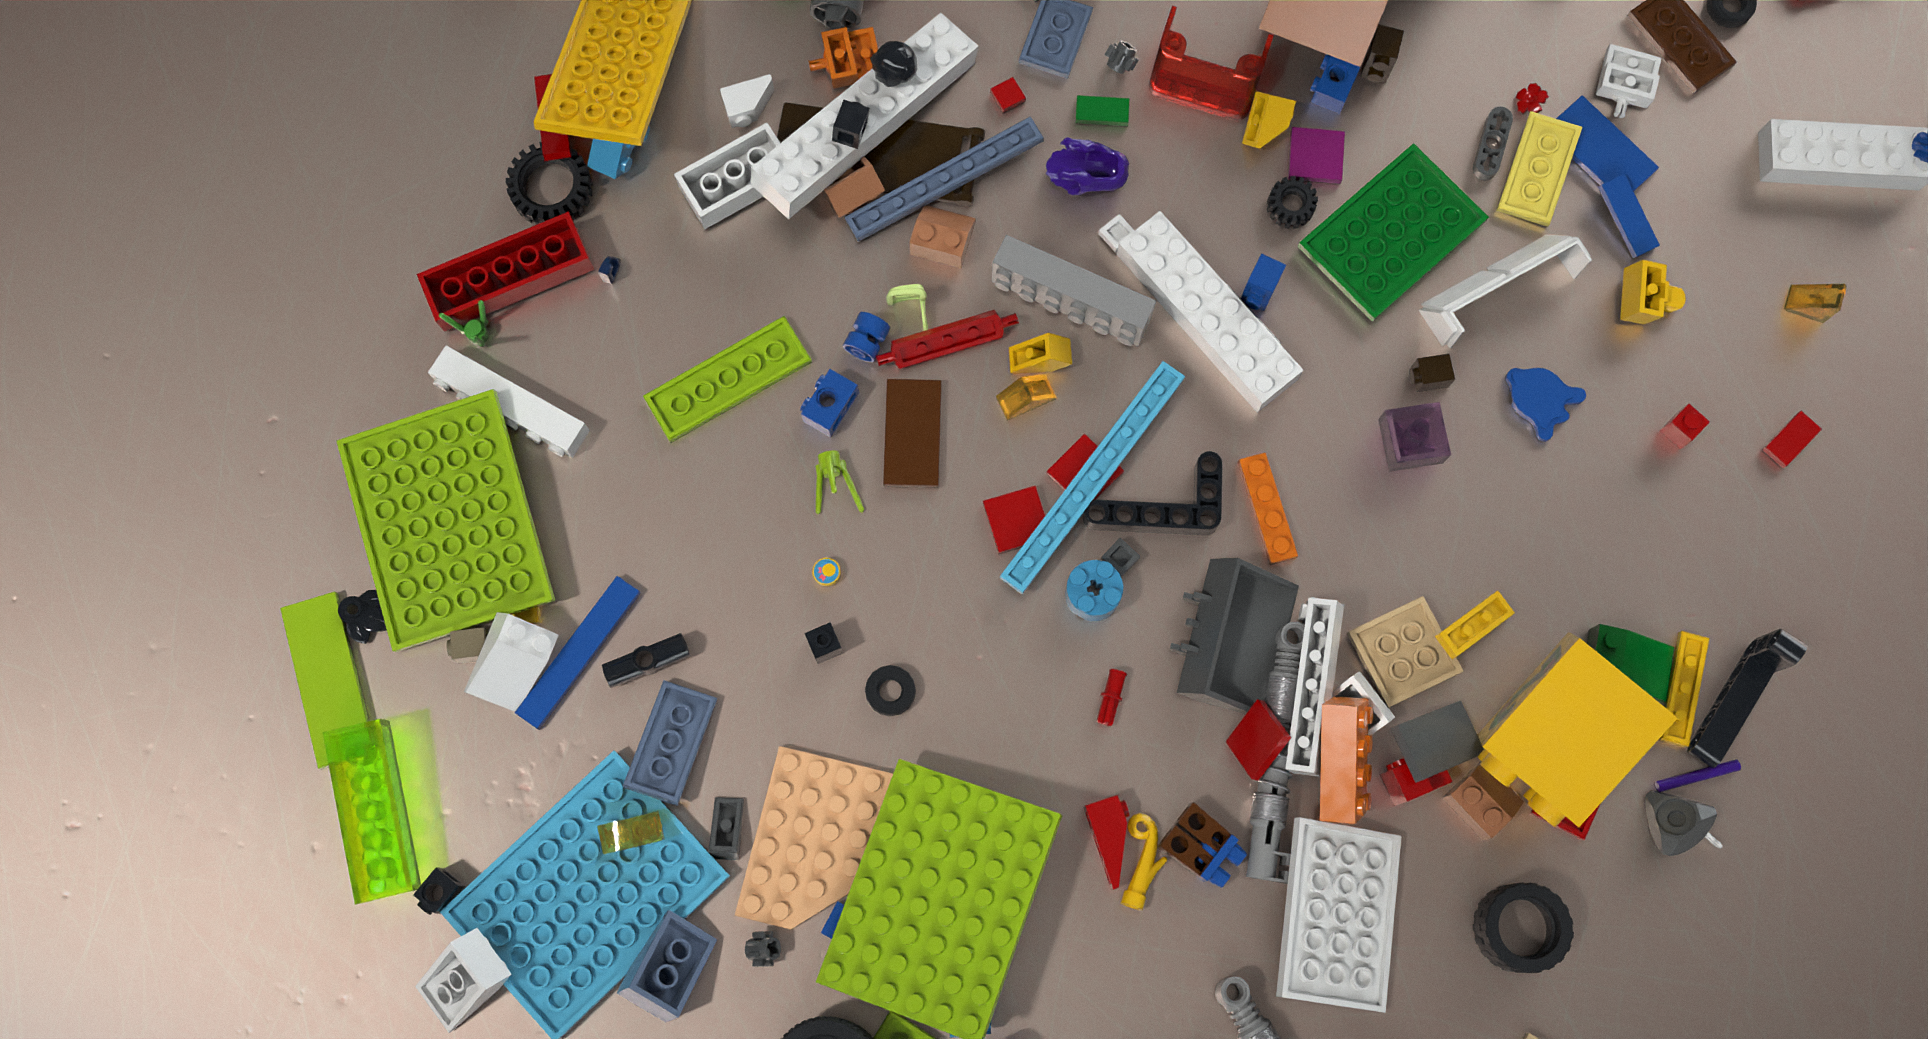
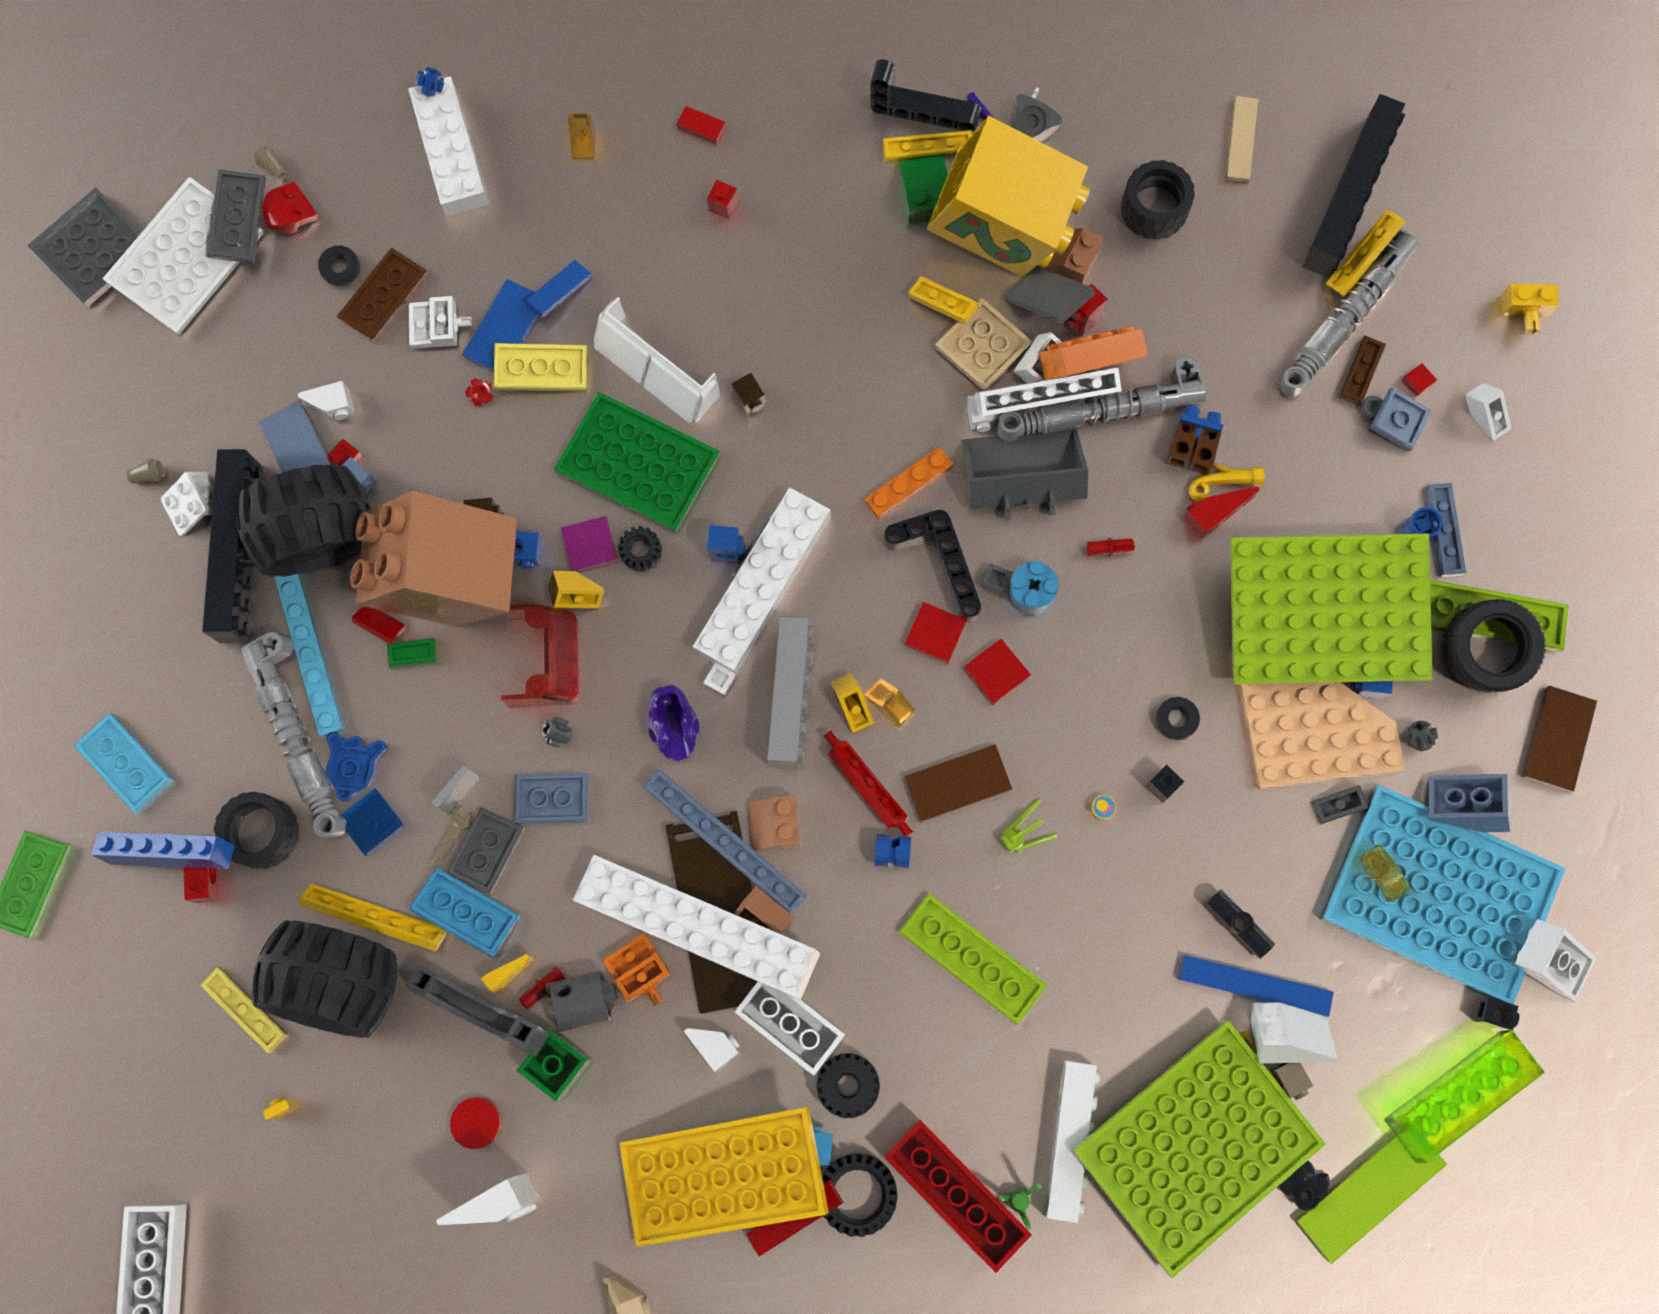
camera: 105 degrees left, 0 degrees up
(609, 269) = (916, 1103): dark blue tile -> none
(657, 229) = (828, 1089): none -> black tyre
(670, 743) = (1297, 875): sand blue tile -> none
(828, 418) = (975, 856): blue brick -> none
(850, 124) = (721, 924): black brick -> none
(894, 63) = (647, 912): black hair -> none
(909, 292) = (840, 825): yellowish green piece -> none
(1008, 95) = (623, 818): red tile -> none
(1092, 477) = (941, 621): medium azure plate -> none
(1102, 110) = (610, 732): green tile -> none
(1258, 739) = (1102, 422): red tile -> none
(1339, 915) = (1207, 324): white plate -> none
(1414, 436) = (810, 389): clear purple brick -> none
(1500, 135) = (522, 403): dark grey beam -> none
(1541, 398) = (737, 310): blue tile -> none
(1648, 293) = (622, 255): yellow brick -> none

